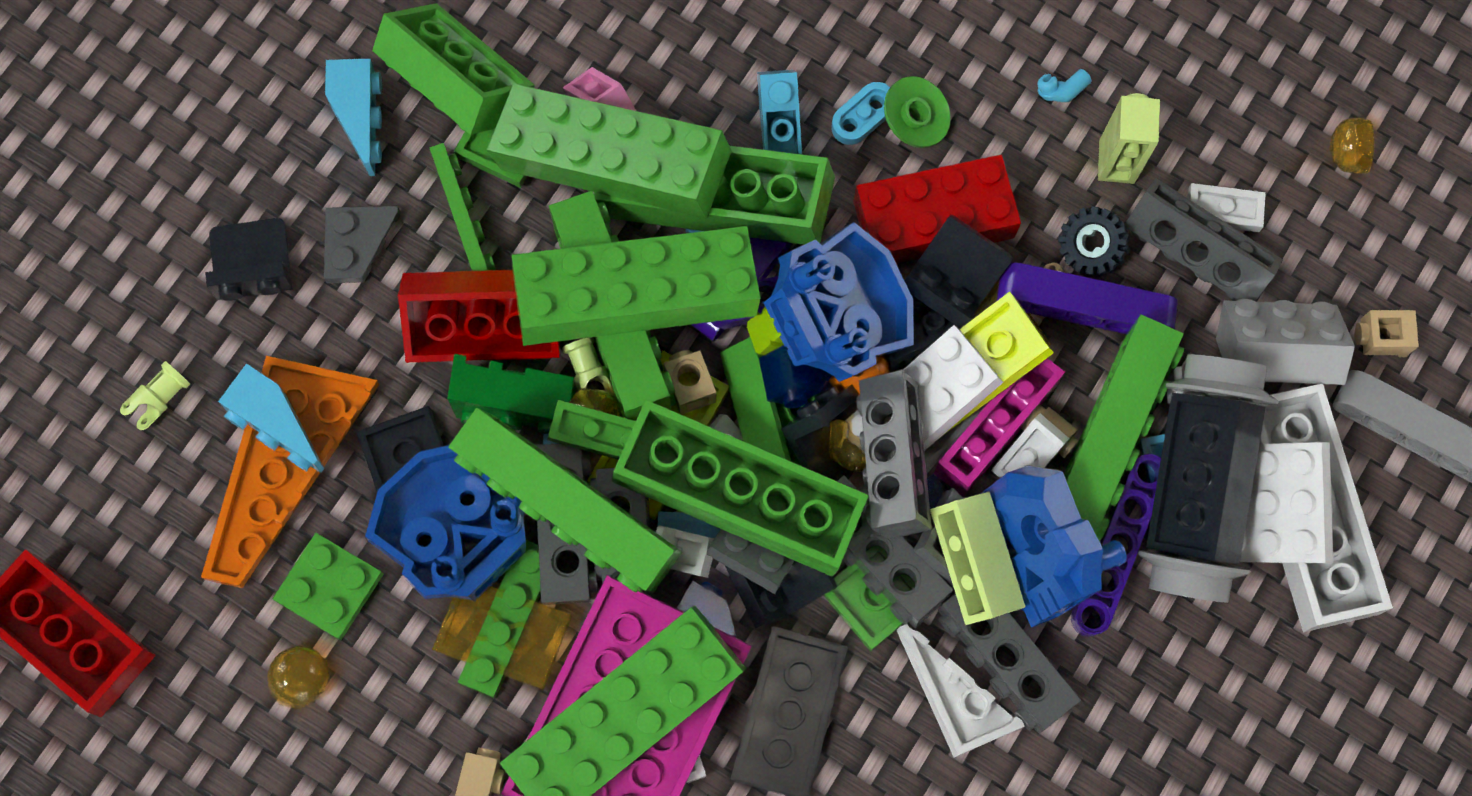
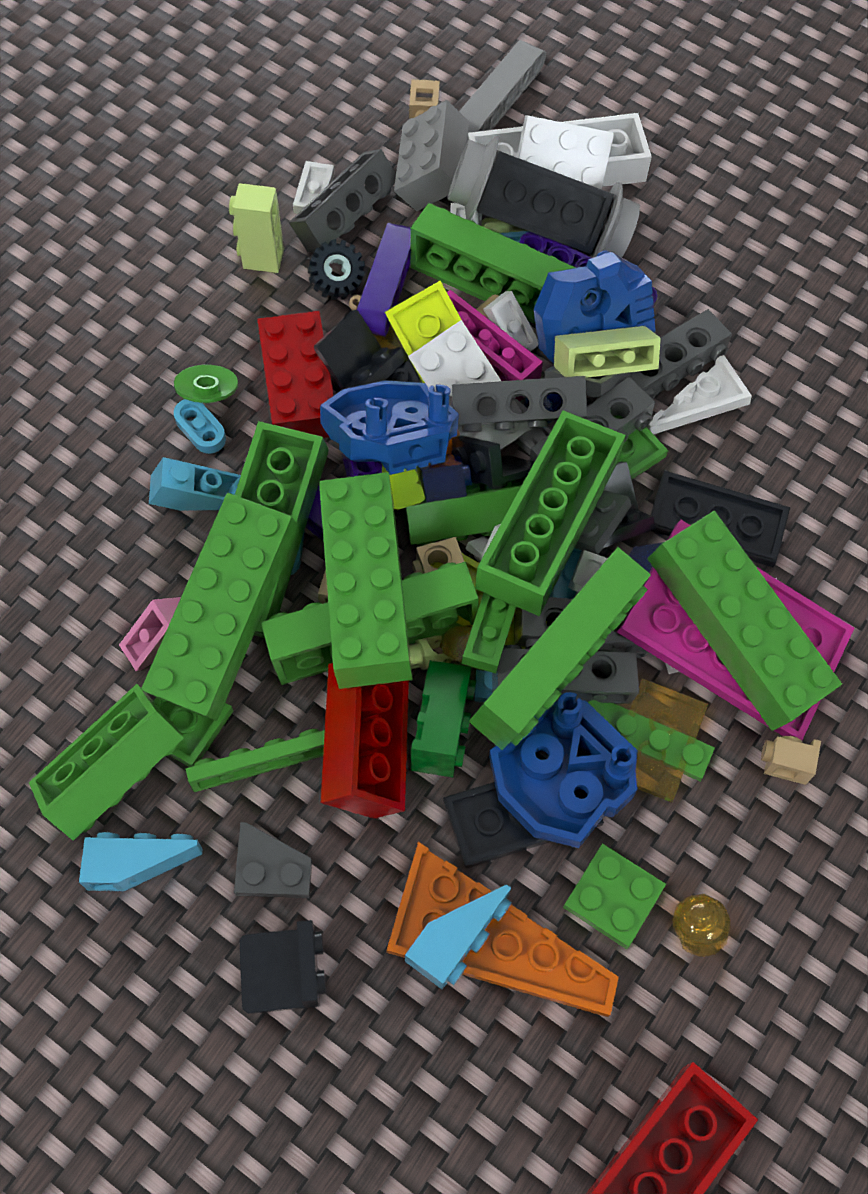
camera: 85 degrees left, 10 degrees down
(155, 395) = (424, 1070): yellowish green piece -> none
(843, 450) = (511, 448): clear yellow arm -> none
(1062, 91) = (198, 286): medium azure arm -> none
(1353, 145) = (274, 106): clear yellow hair -> none

